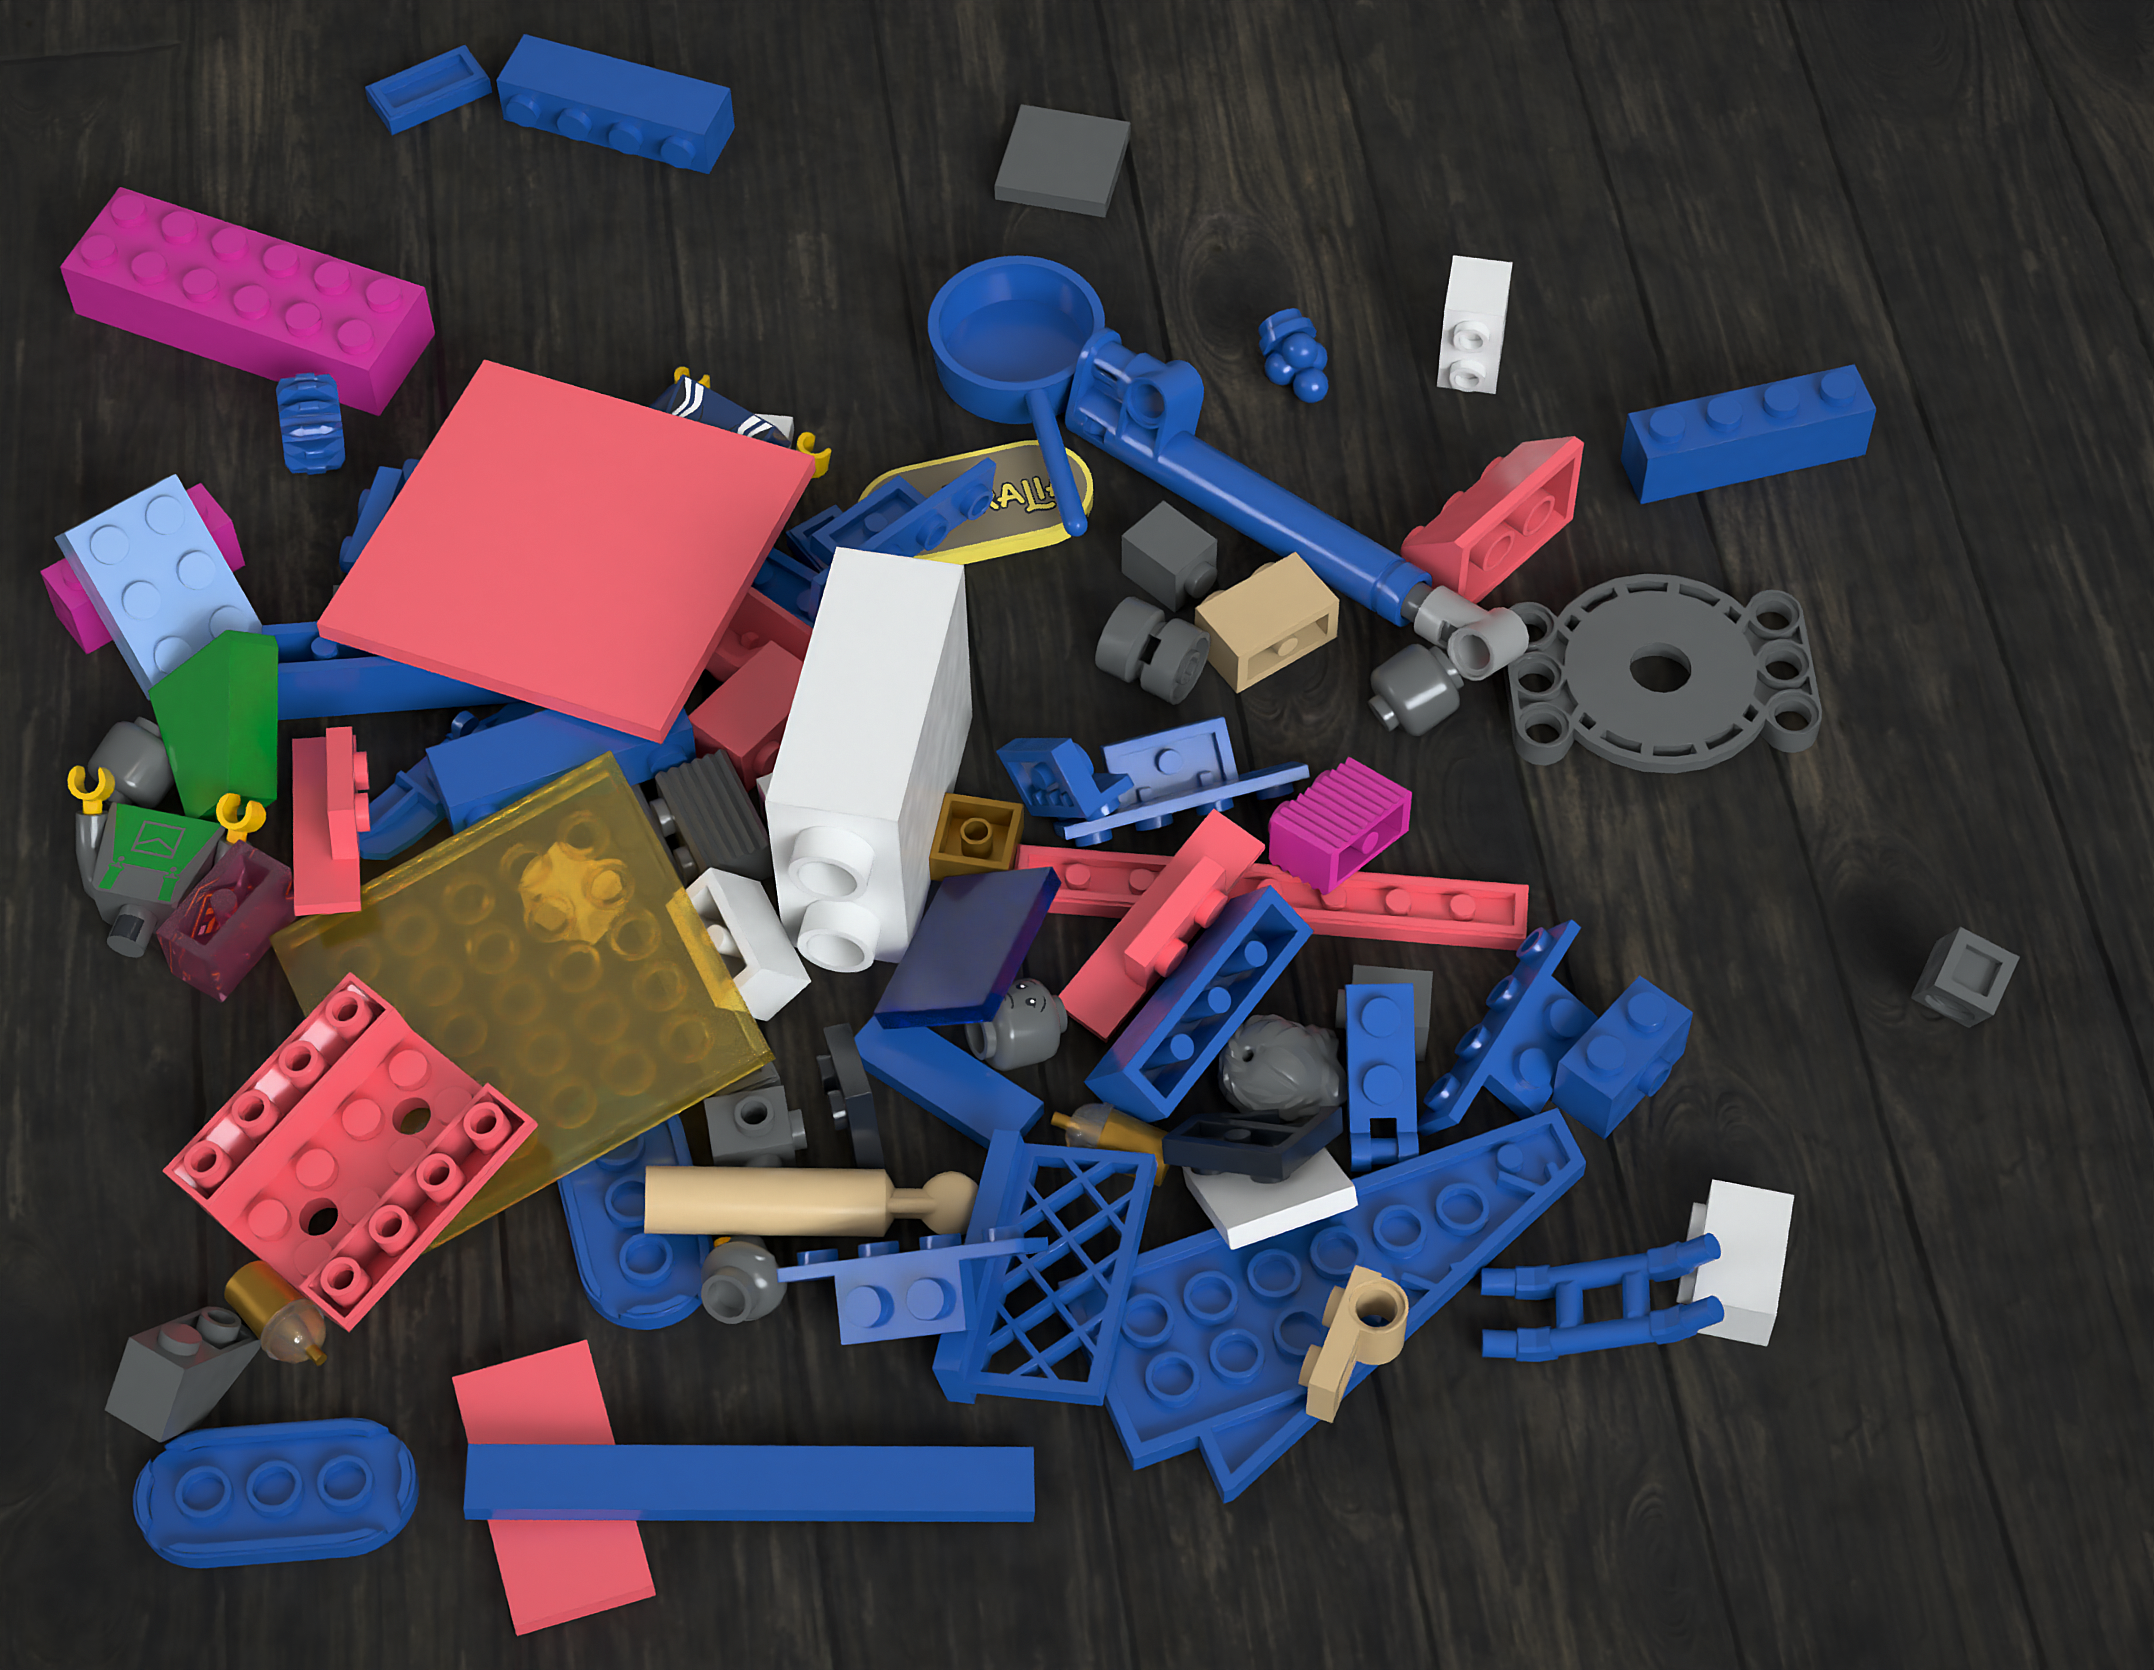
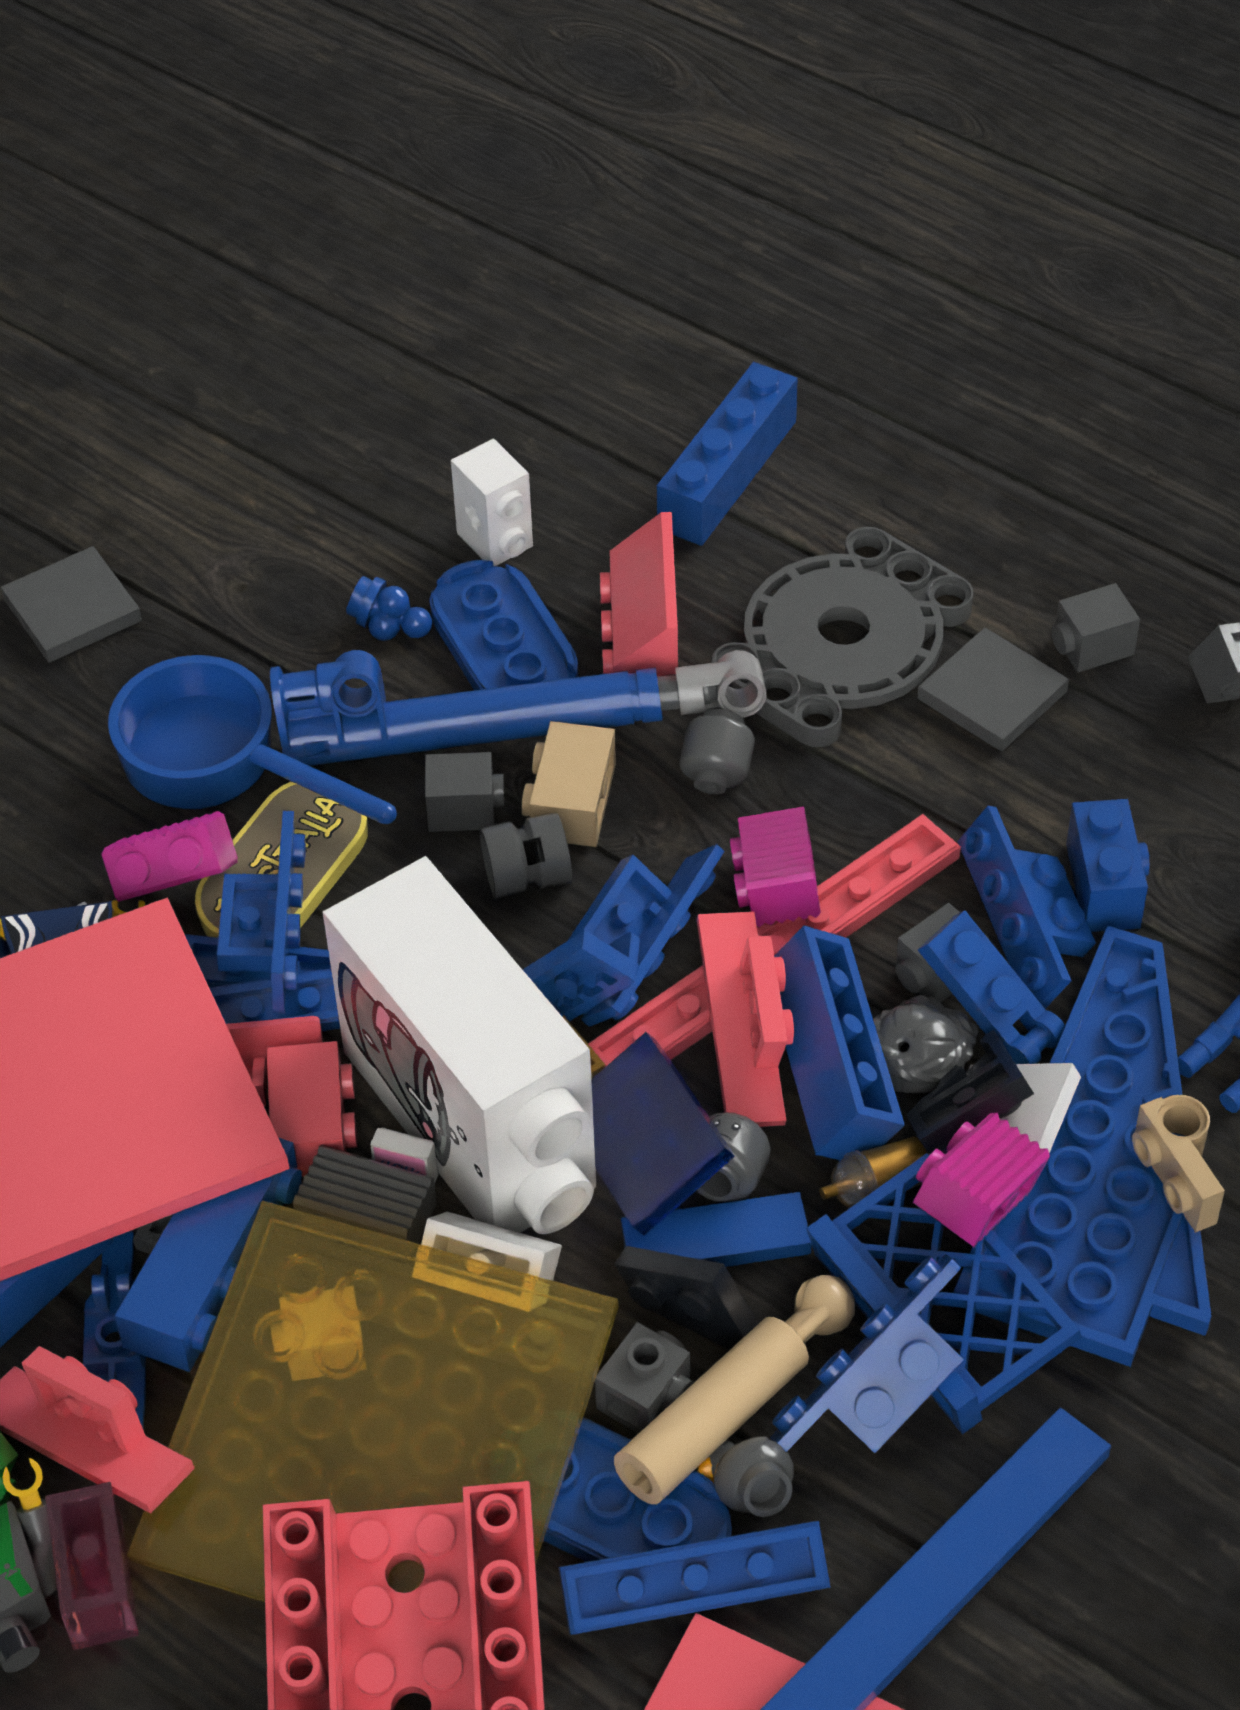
camera: 45 degrees left, 5 degrees down
(613, 1313) = (693, 1577): none -> blue tile
(878, 428) = (169, 856): none -> dark pink brick
(1155, 1206) = (979, 1177): none -> dark pink brick
(1373, 447) = (499, 627): none -> blue tile
(1732, 829) = (993, 689): none -> dark grey tile
(1884, 847) = (1096, 627): none -> dark grey brick

